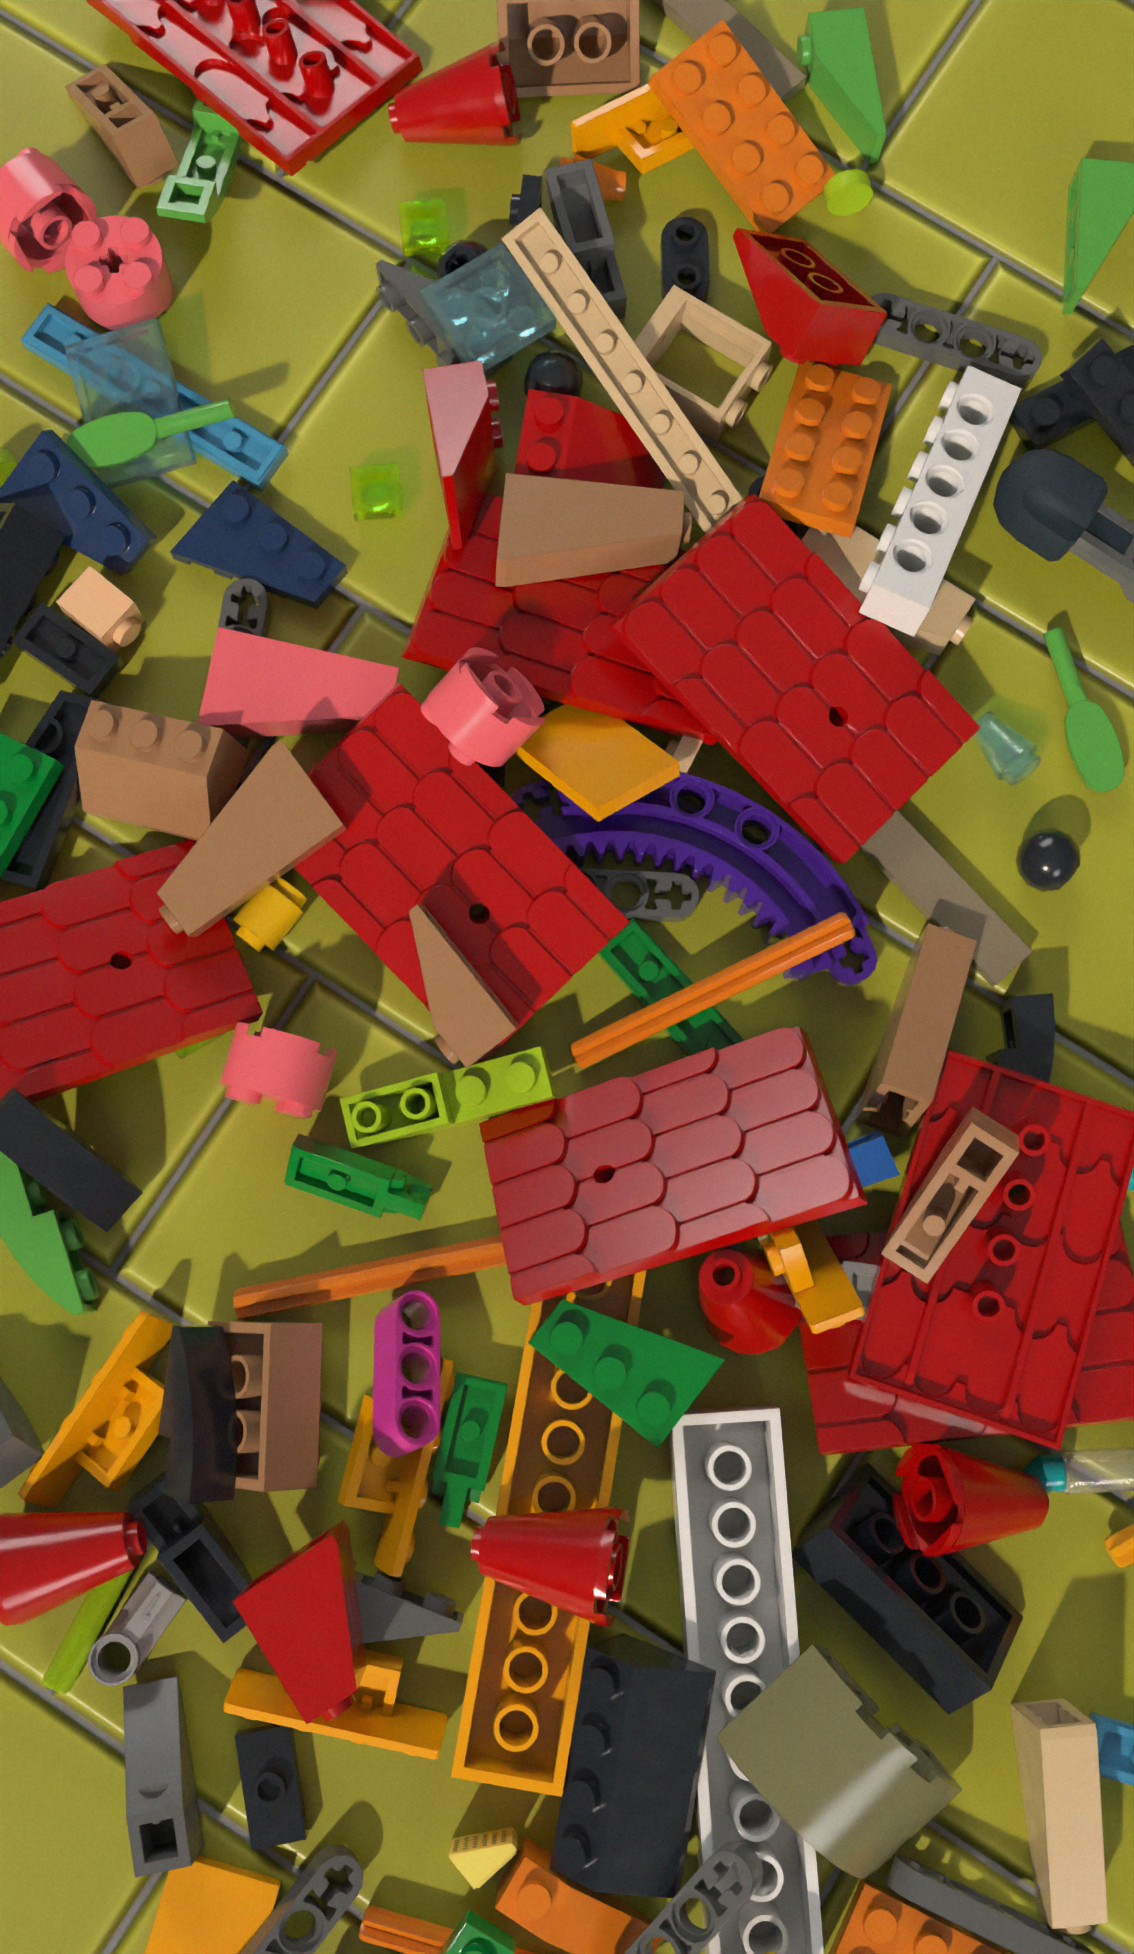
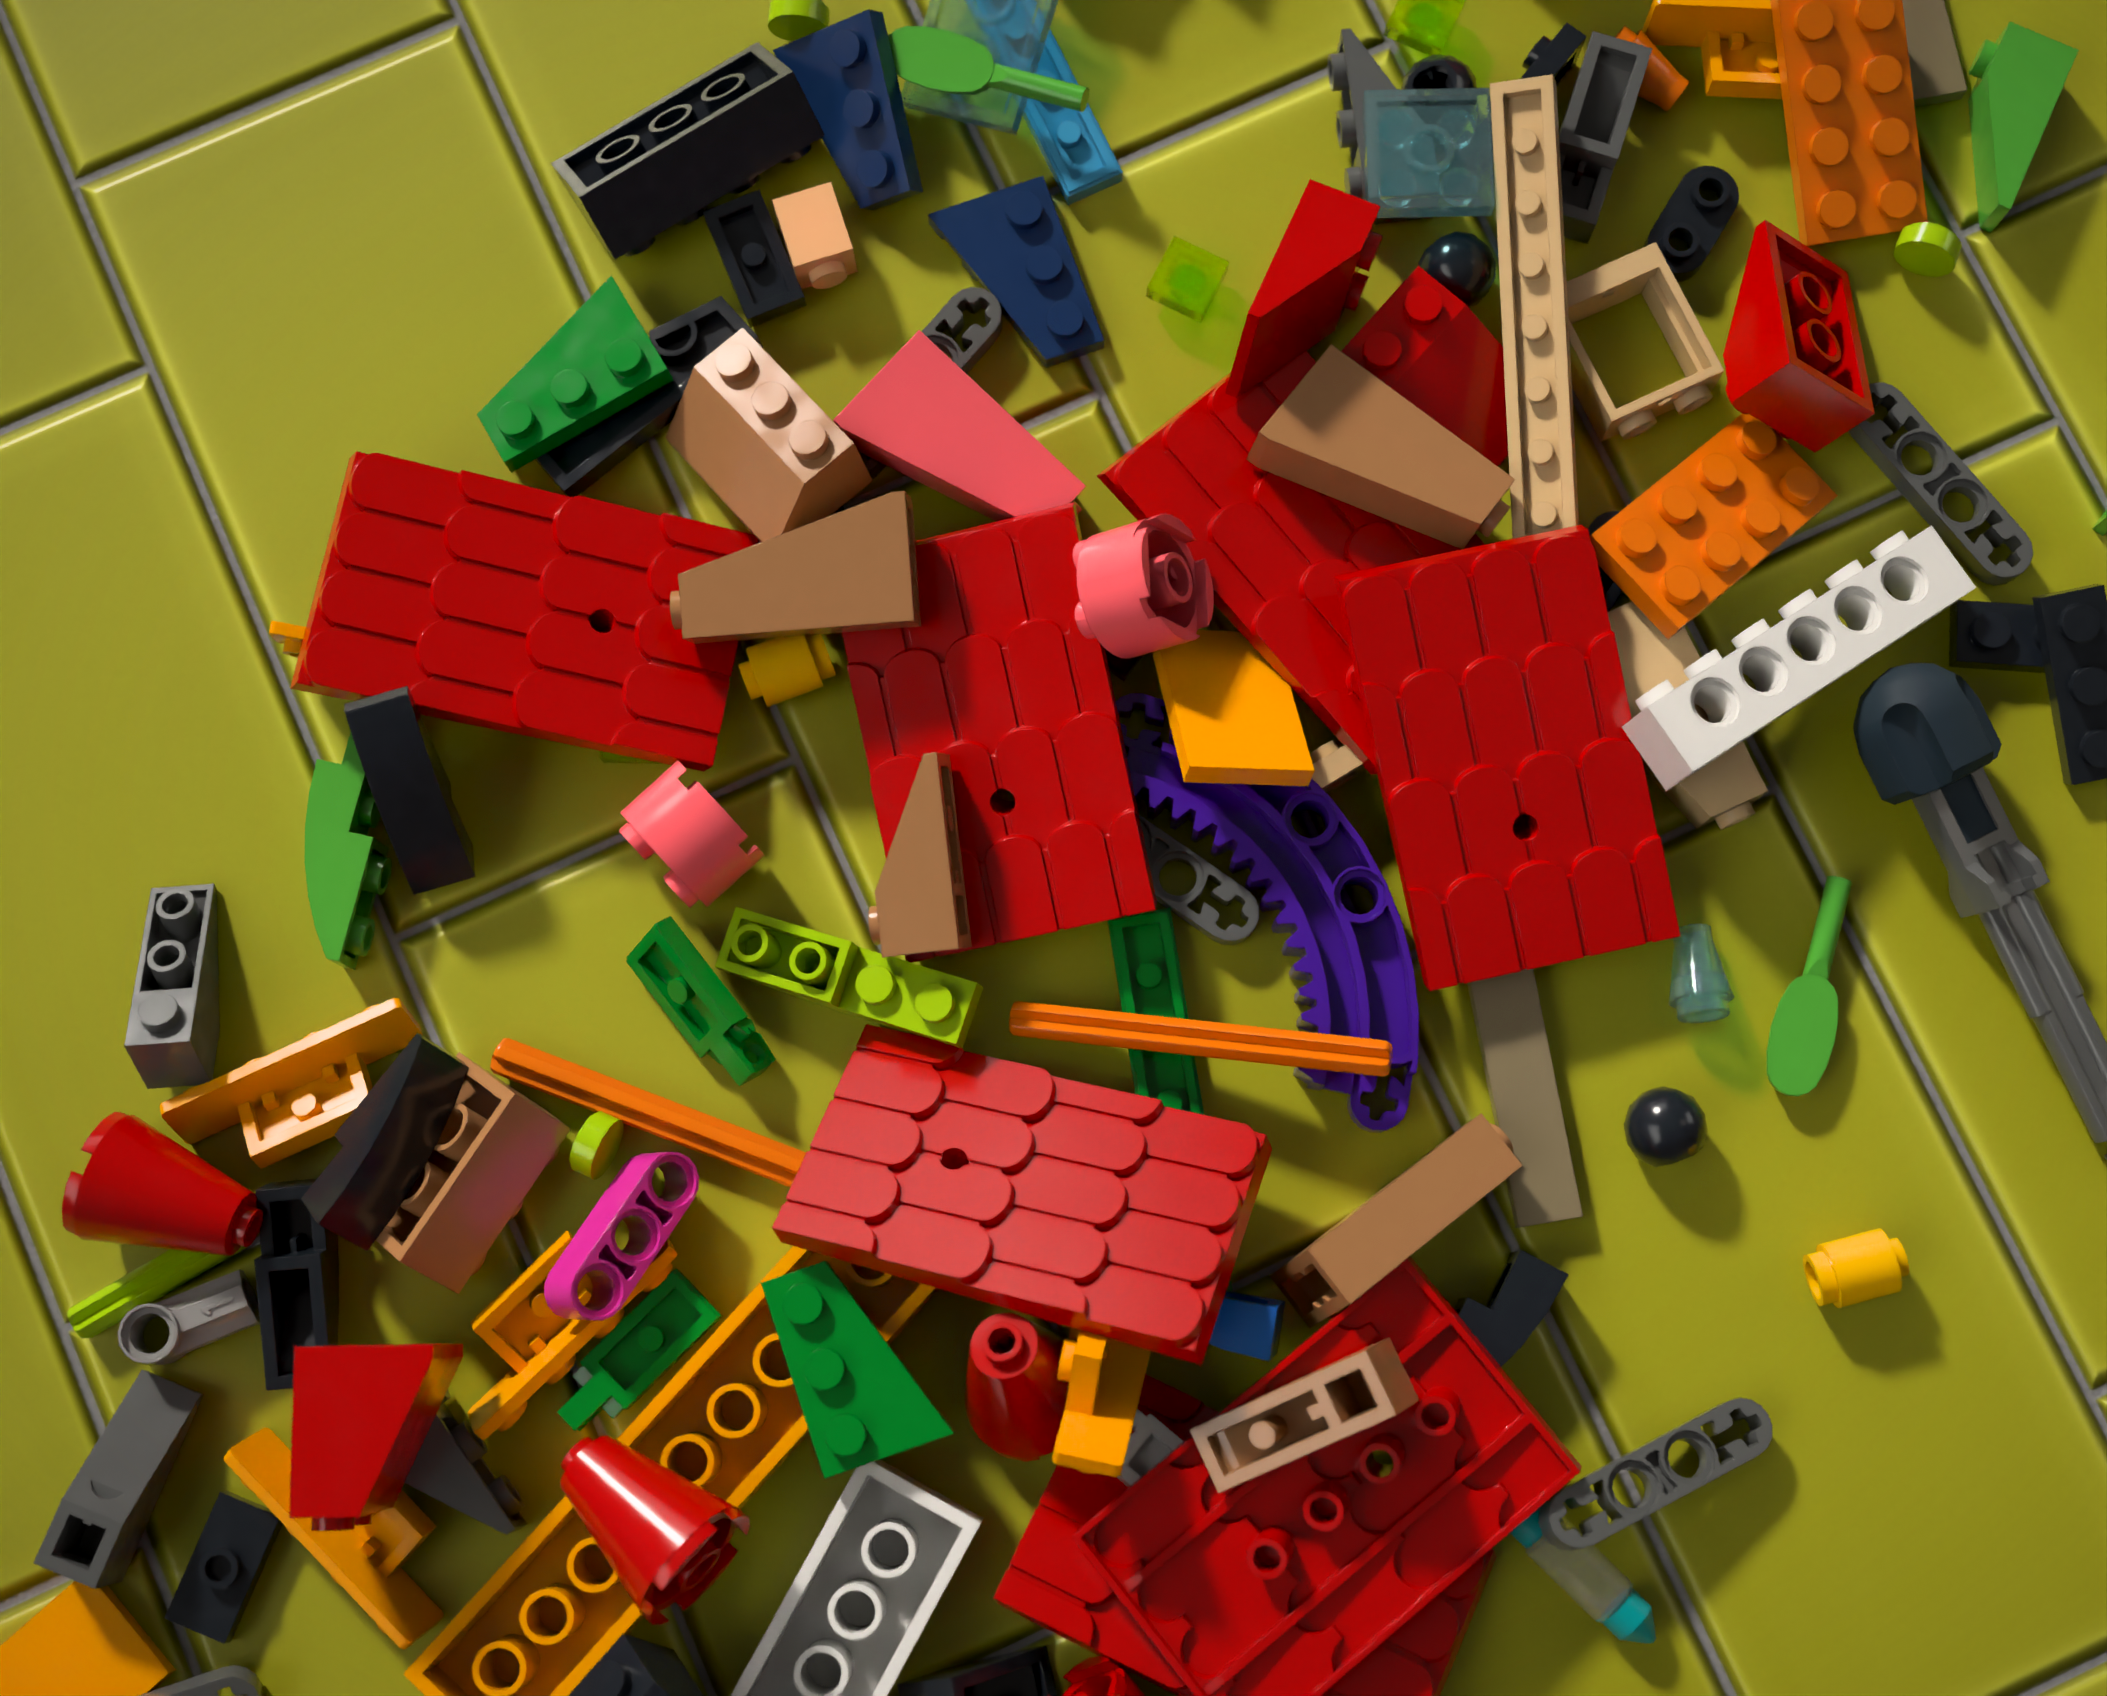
camera: 40 degrees right, 0 degrees up
(346, 1322) = (596, 1145): none -> lime tile

